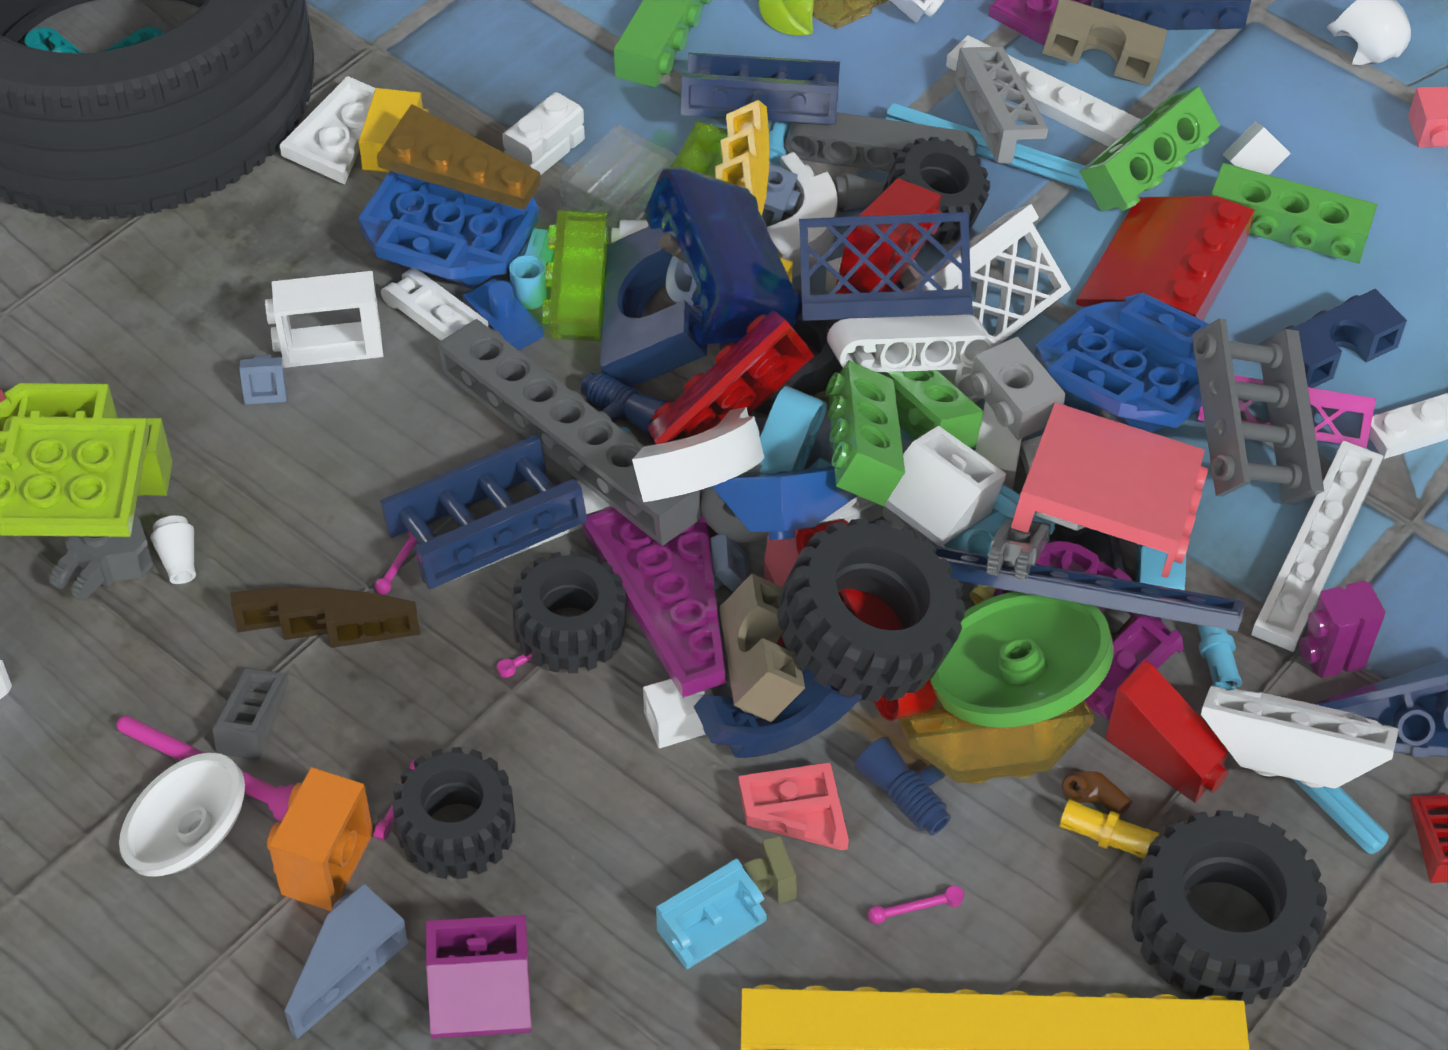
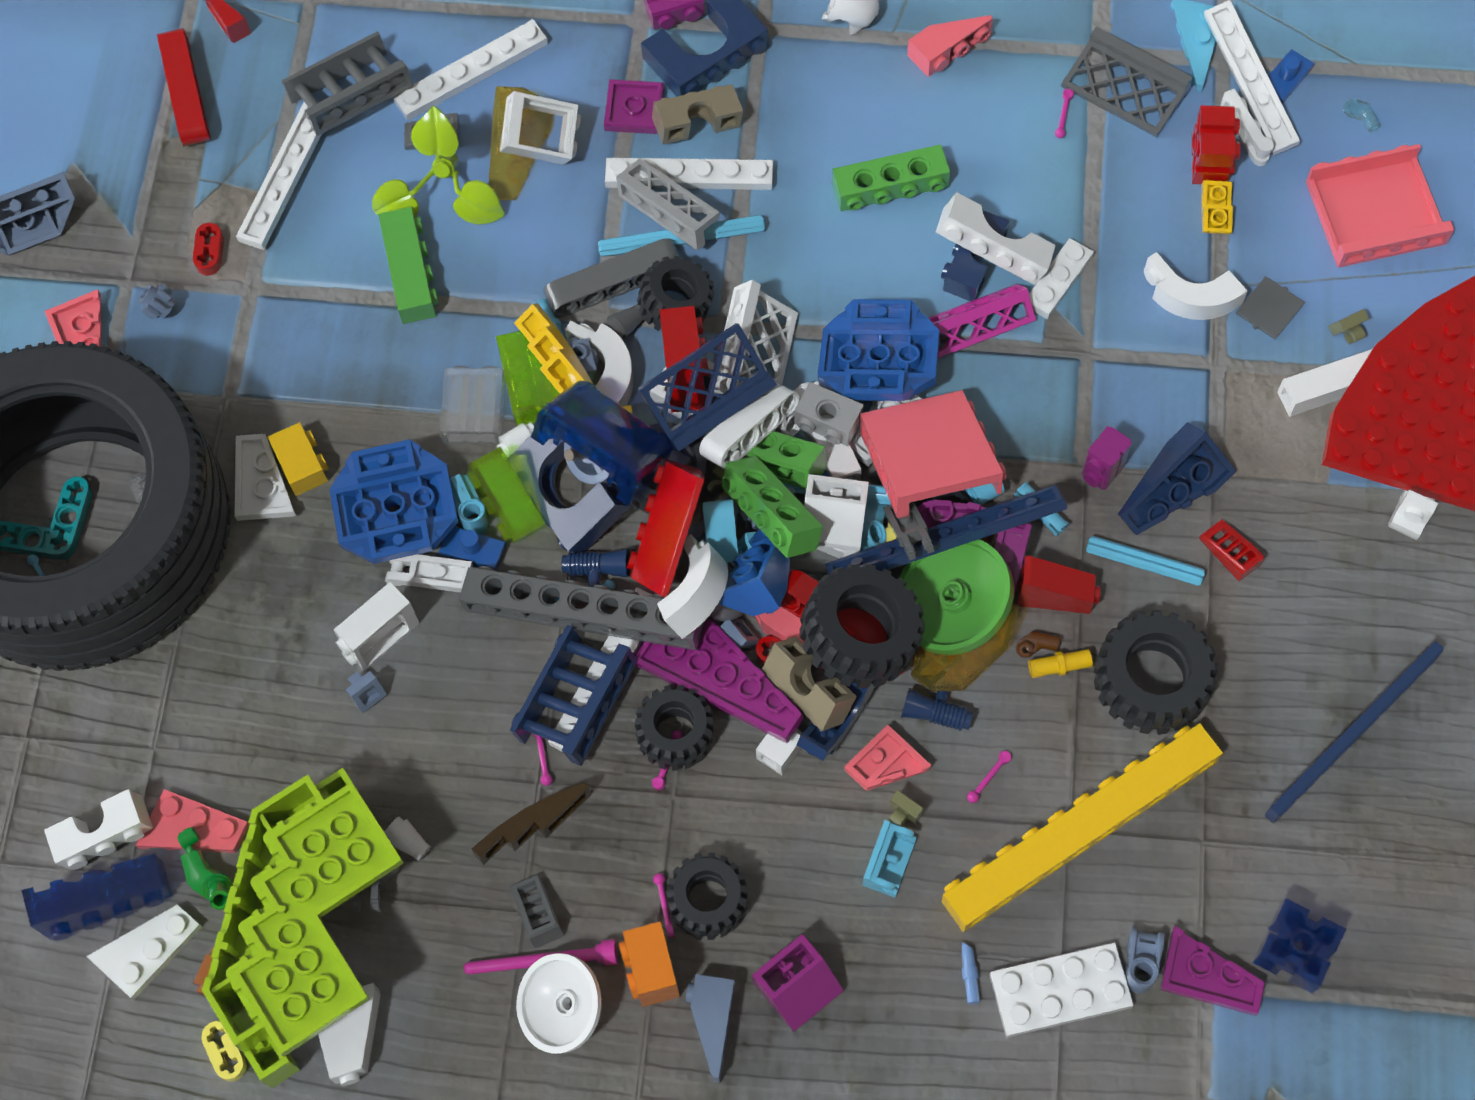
camera: 30 degrees left, 15 degrees up
(451, 158) = (372, 466): pearl gold wing -> none
(546, 133) = (400, 403): white brick -> none
(788, 87) = (514, 301): dark blue fence -> none
(1150, 150) = (780, 182): bright green brick -> none
(1171, 252) = (840, 256): red slope -> none
(1257, 150) = (841, 144): white panel -> none
(1288, 409) = (988, 331): dark grey fence -> none
(1297, 737) = (1129, 543): white wedge -> none
(1317, 546) = (1052, 405): white plate -> none
(1394, 364) = (966, 226): none -> white arch

